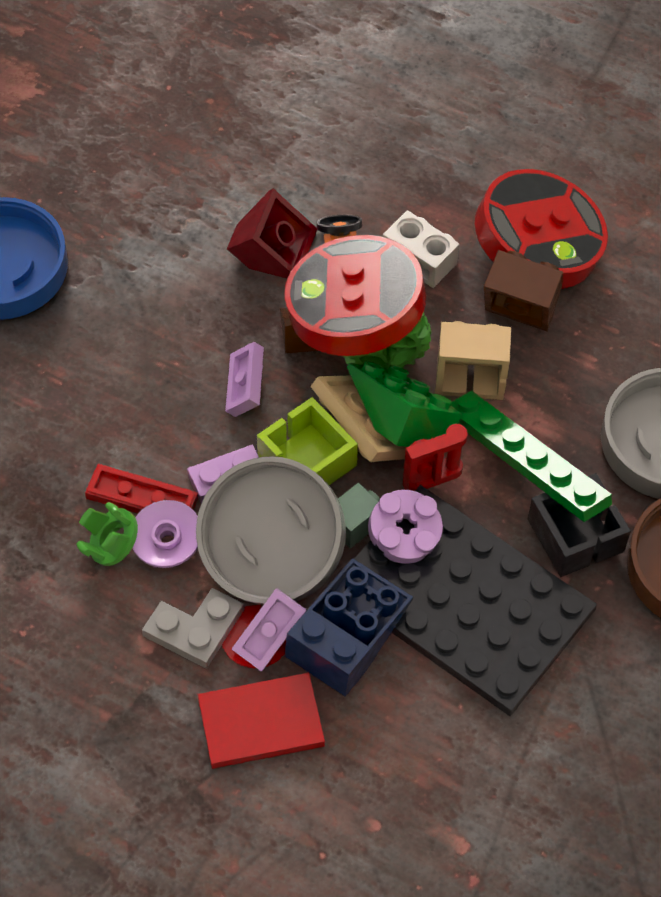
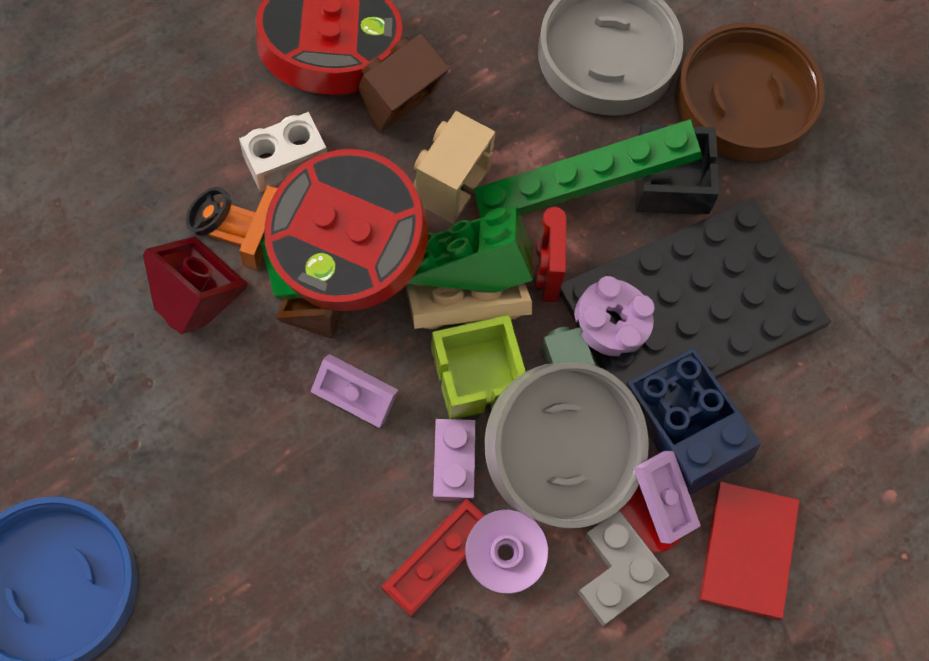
camera: 70 degrees left, 10 degrees up
(105, 543) = (486, 629): bright green piece -> none

